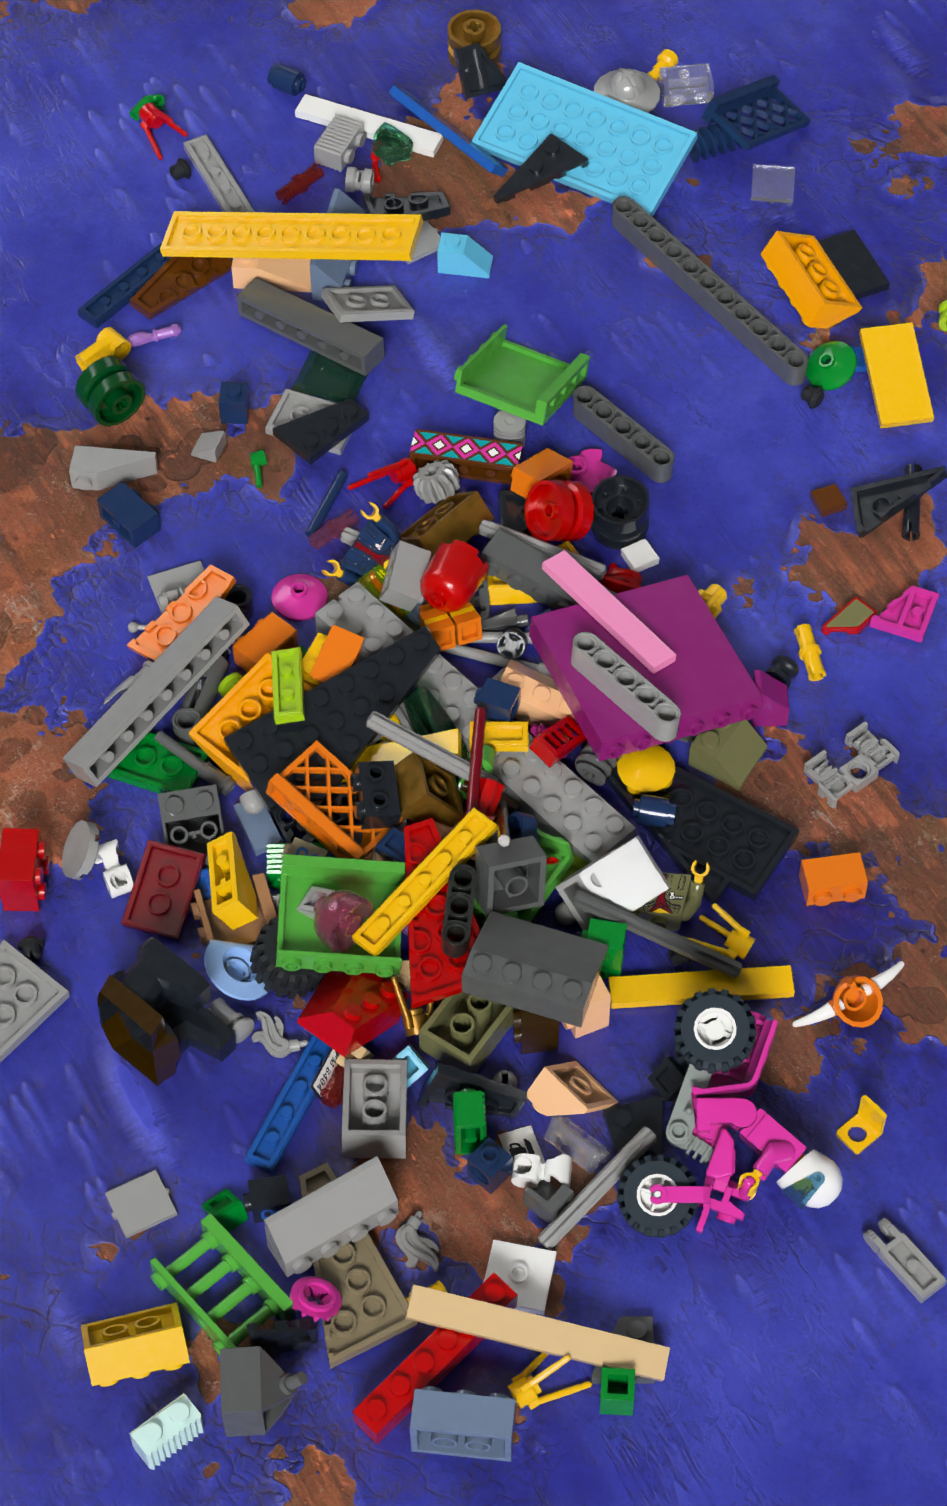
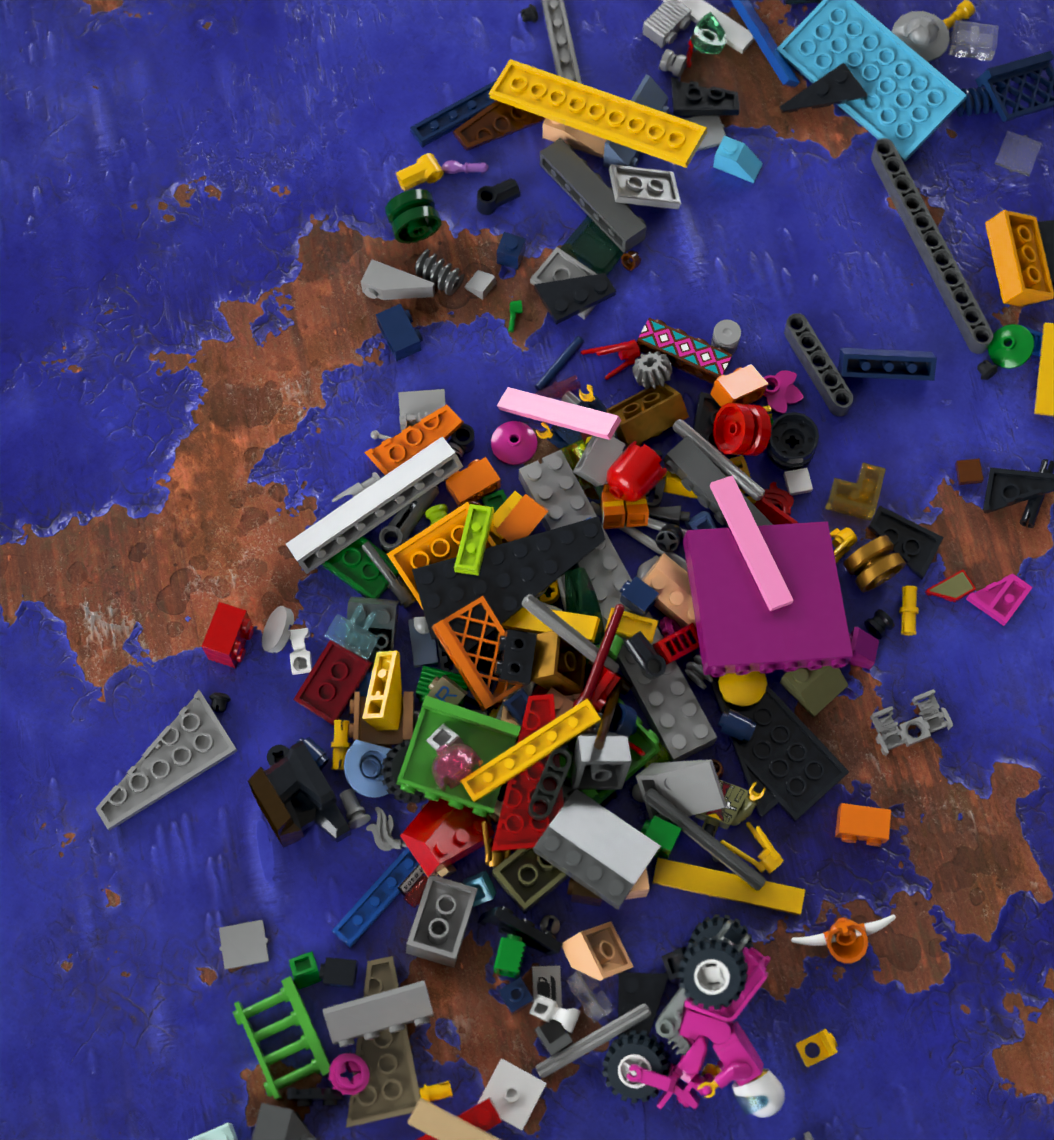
camera: 15 degrees right, 15 degrees up
(134, 1345) = (205, 1064): yellow slope -> none
(166, 447) = (437, 273): none -> dark grey piece
(172, 828) = (352, 636): none -> clear light blue hinge
(192, 951) = (340, 743): none -> yellow pin
(195, 355) = (497, 194): none -> black piece
(299, 184) = (623, 53): clear red pin -> none
(344, 542) = (559, 413): none -> bright pink tile
(371, 377) = (626, 261): none -> reddish brown hinge
(416, 1247) = (440, 1044): light grey piece -> none
(519, 378) = (748, 292): bright green panel -> none
(524, 756) = (642, 653): none -> black piece
(625, 686) = (740, 632): light grey beam -> none
(700, 412) = (887, 364): none -> dark blue brick
(710, 552) = (857, 498): none -> clear yellow brick
(754, 609) = (874, 563): none -> pearl gold wheel
(781, 582) = (909, 539): none -> black wing

